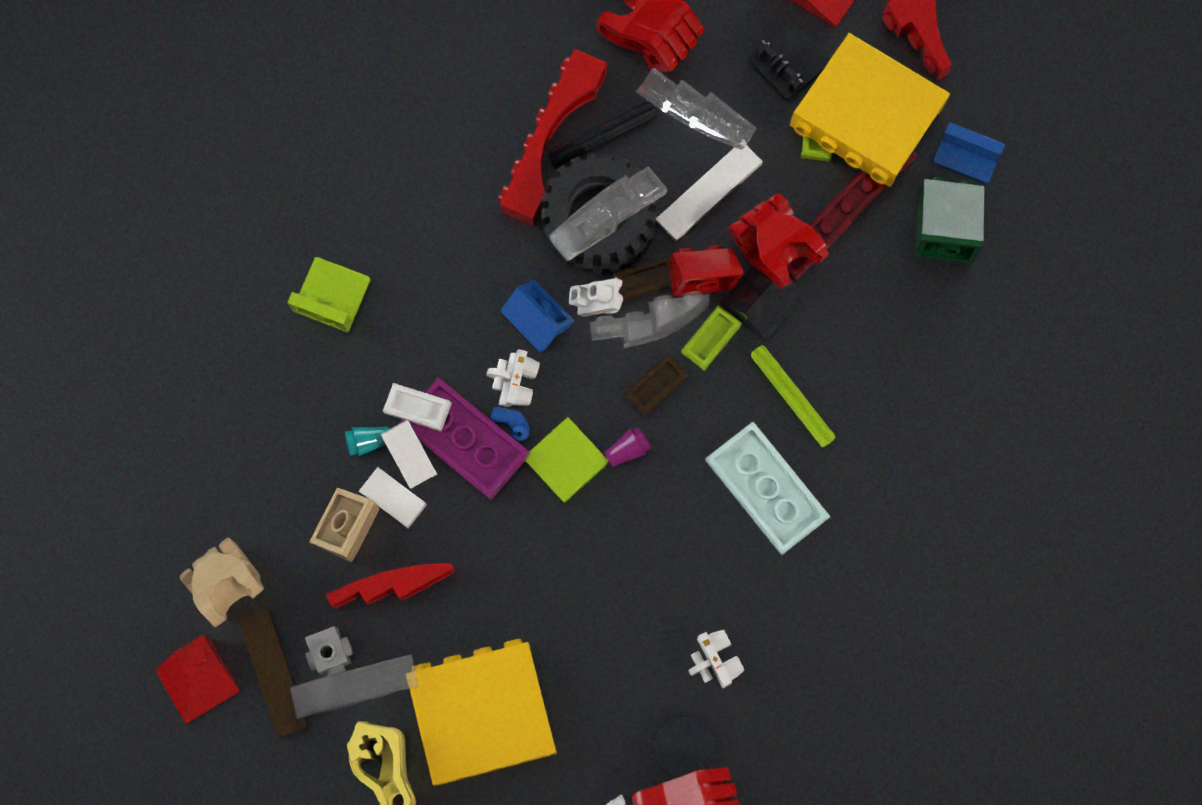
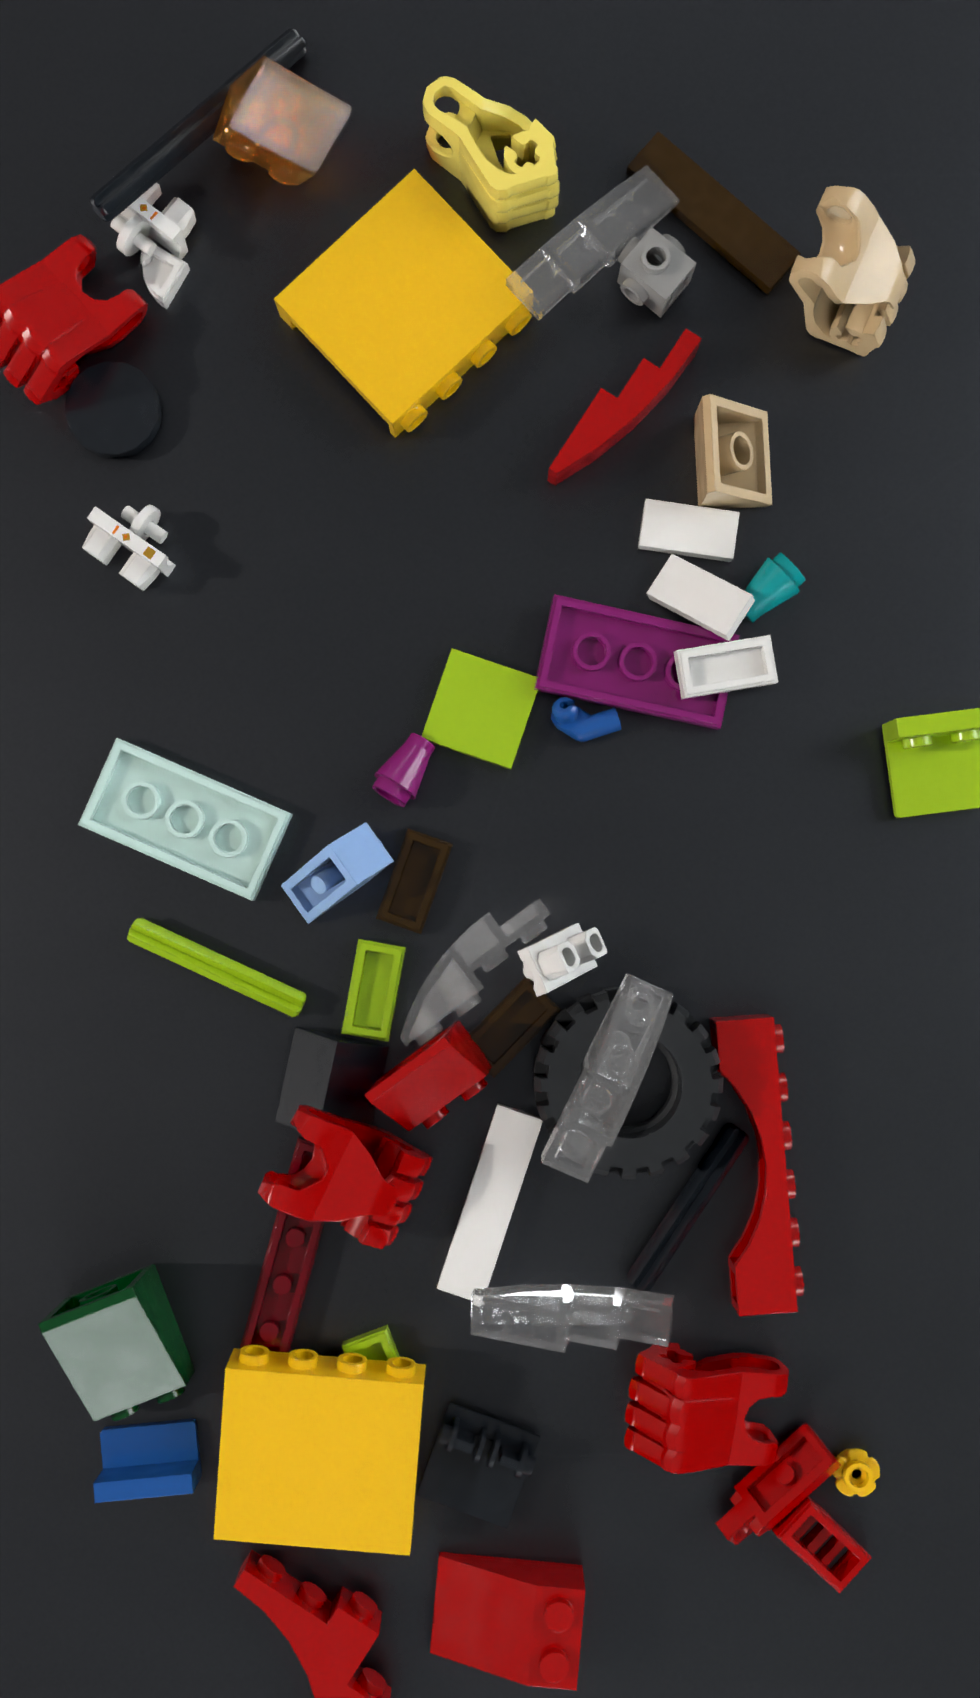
camera: 150 degrees right, 10 degrees up
(197, 678) = (806, 150): red slope -> none
(517, 366) = (607, 760): white hips -> none
(536, 315) = (633, 890): blue panel -> none
(696, 410) = (337, 872): none -> light blue slope

